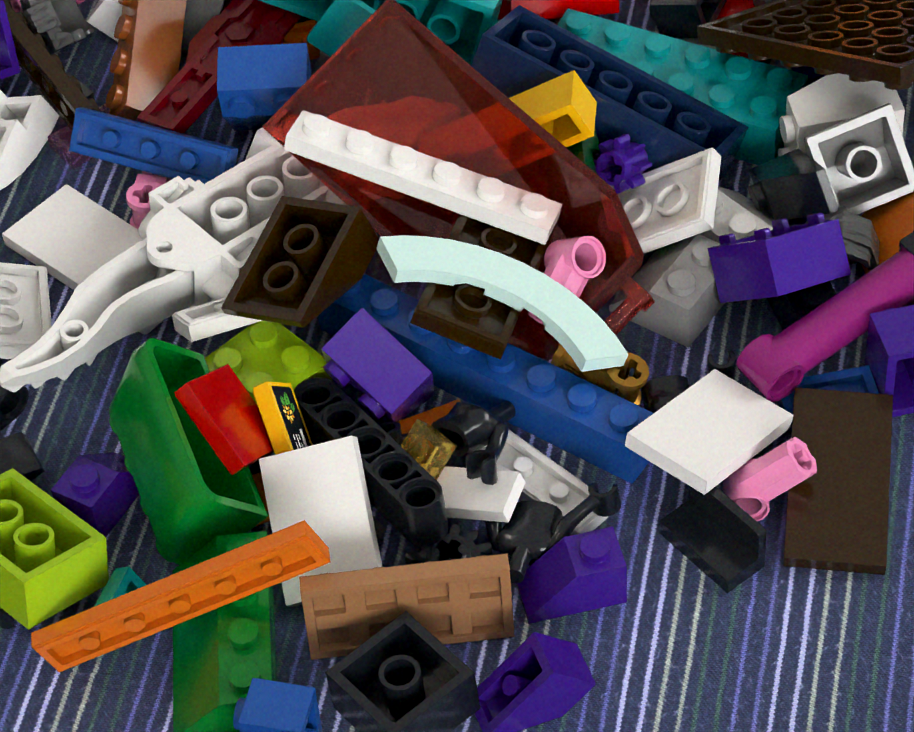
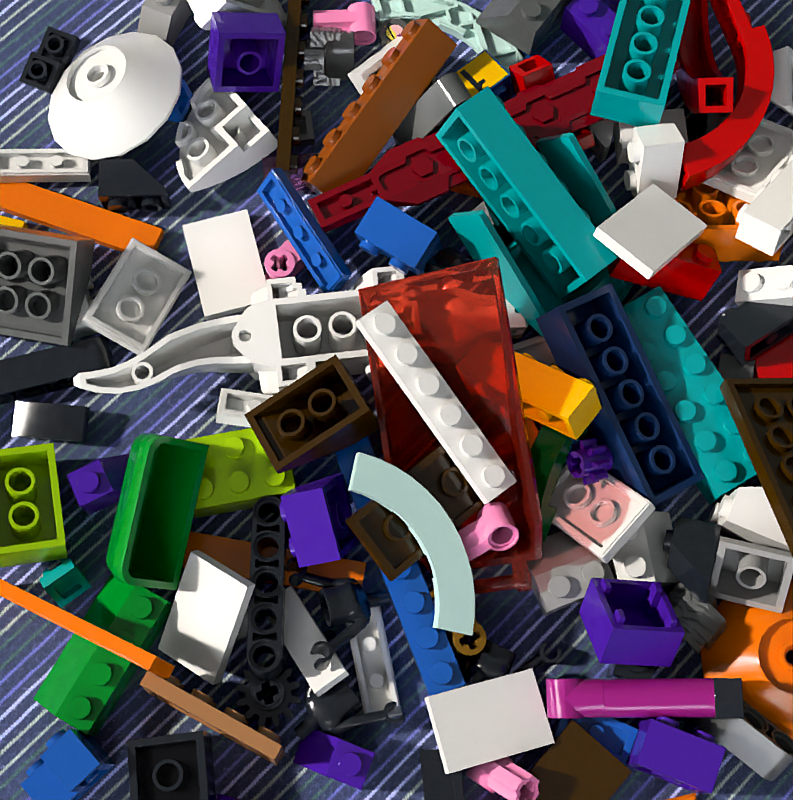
camera: 30 degrees right, 25 degrees up
(226, 418) = (188, 512): red tile -> none
(281, 416) = (231, 530): tile -> none
(428, 447) = (303, 606): clear yellow plate -> none

